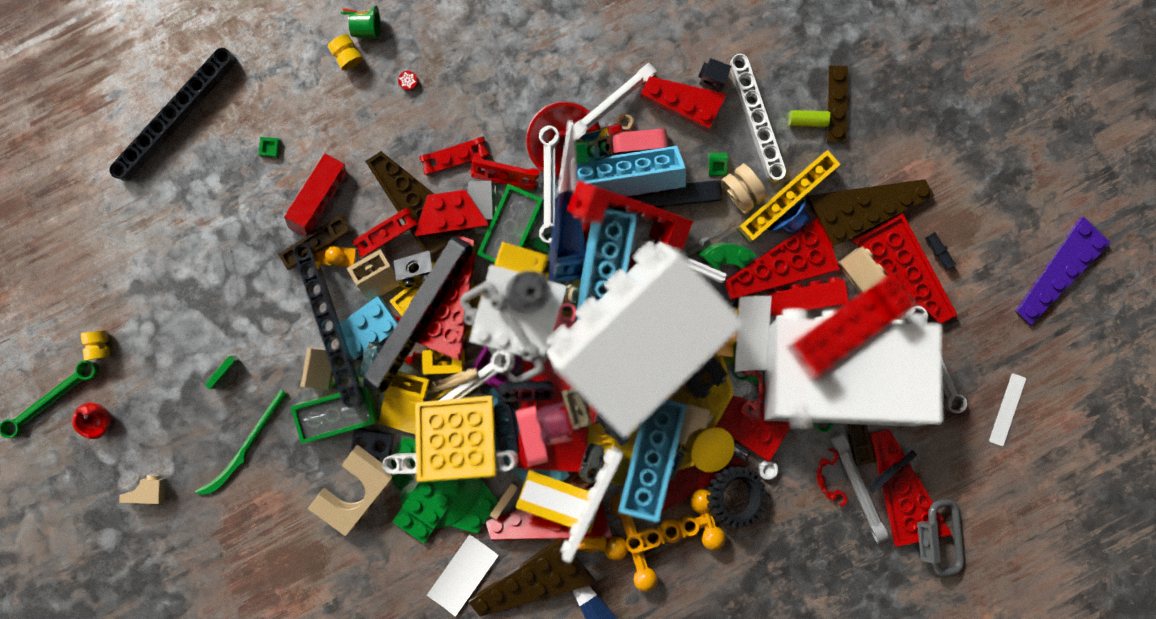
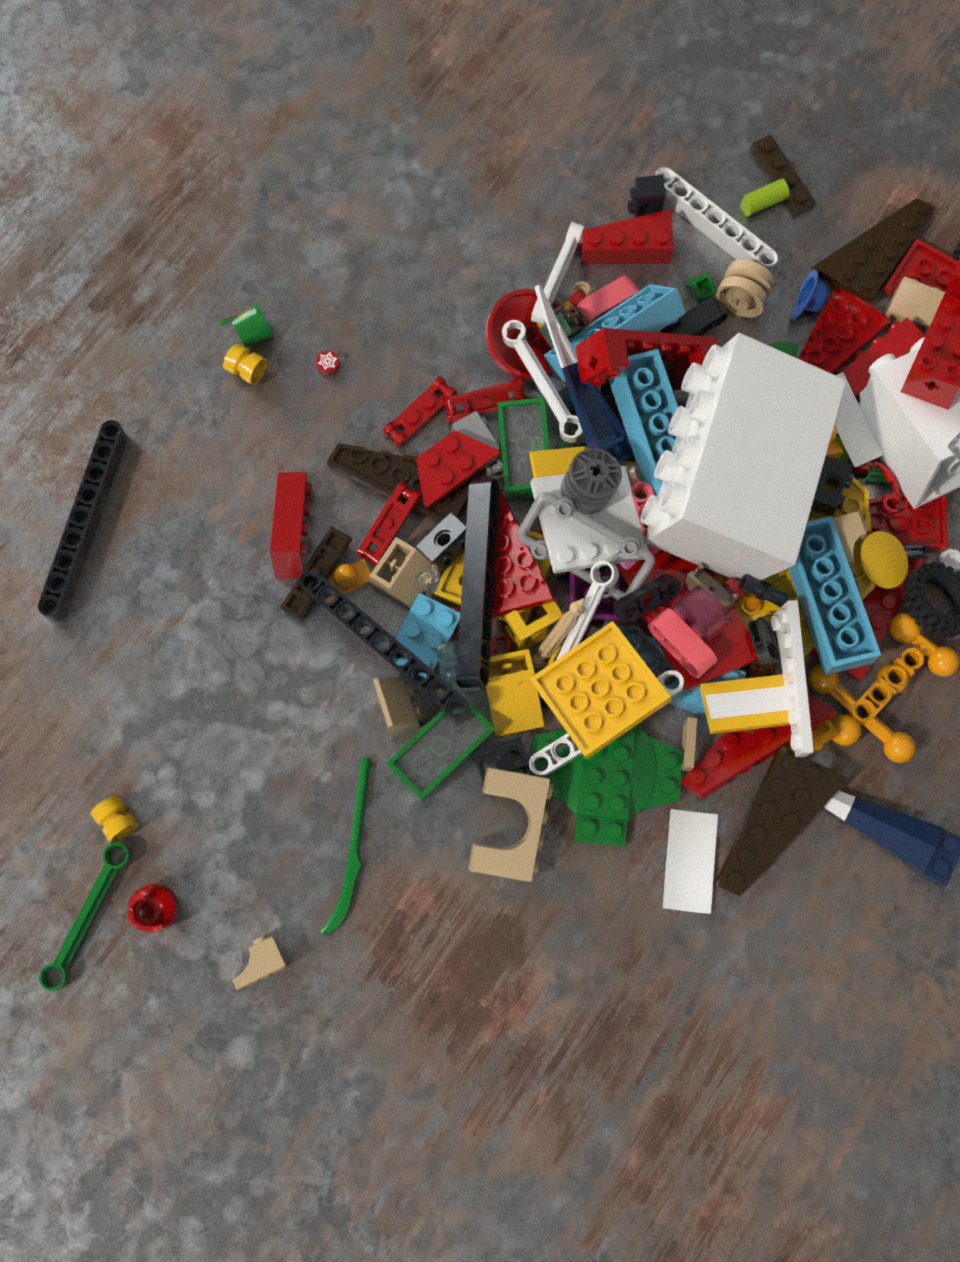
camera: 30 degrees left, 15 degrees down
(222, 372) = (282, 772): green tile -> none
(269, 147) = (210, 503): green tile -> none
(389, 290) = (428, 579): none -> clear tile
(788, 196) = (793, 276): yellow brick -> none

